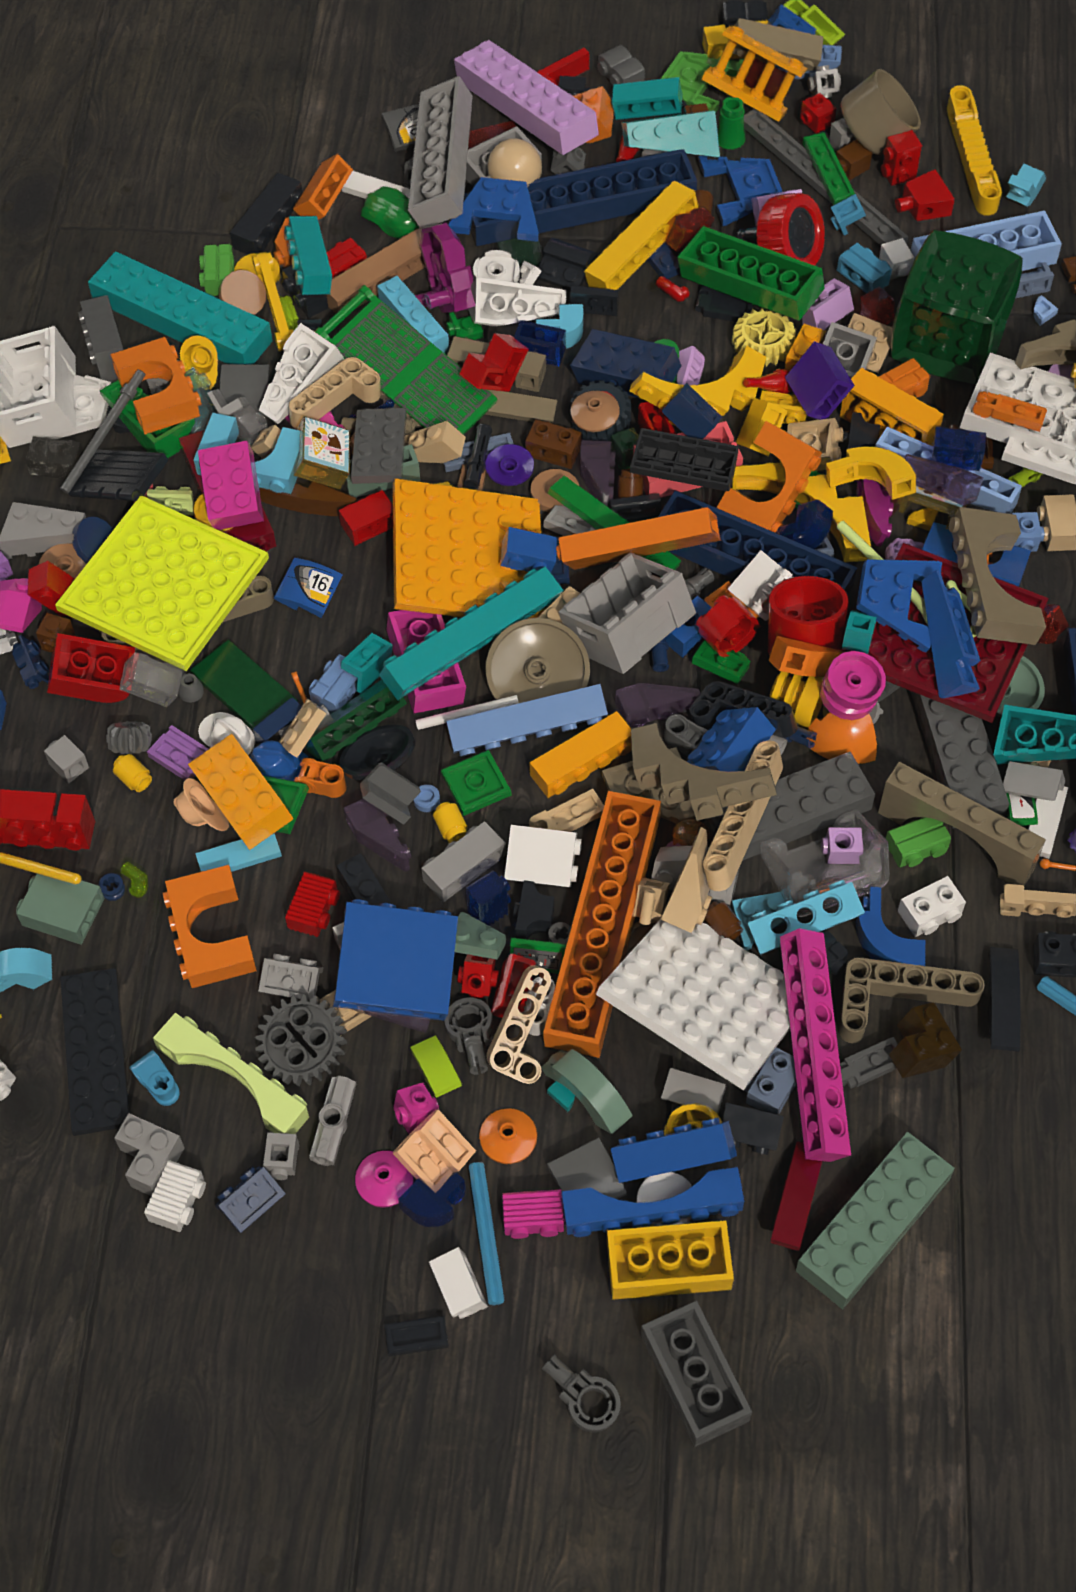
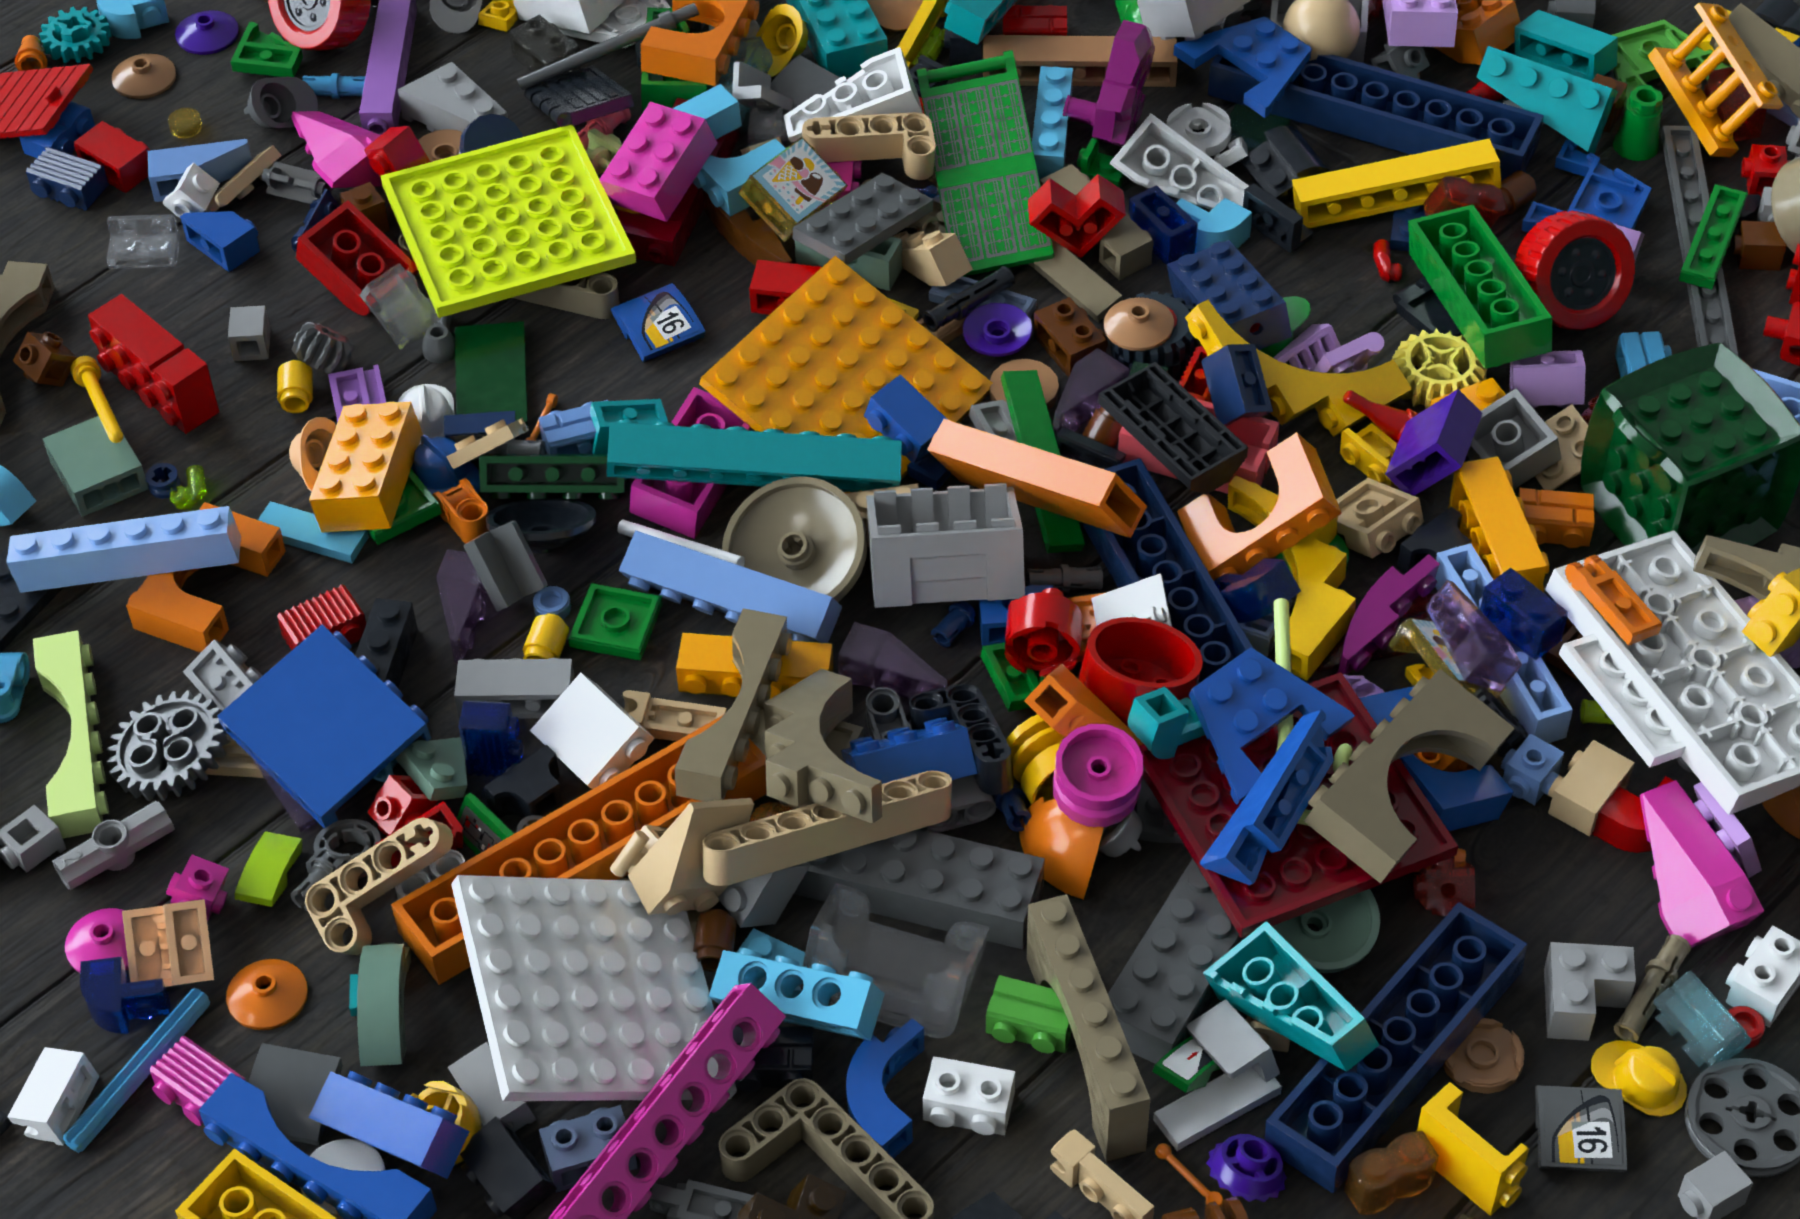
camera: 40 degrees right, 10 degrees down
(156, 944) = (124, 549): none -> light blue brick
(590, 744) = (711, 758): none -> dark tan arch
(720, 362) = (1352, 355): none -> lavender plate
(757, 415) = (1338, 451): yellow panel -> none
(847, 213) = (1683, 293): dark azure bracket -> none
(847, 836) = (935, 940): lavender brick -> none
(876, 465) = (1391, 563): yellow arch -> none

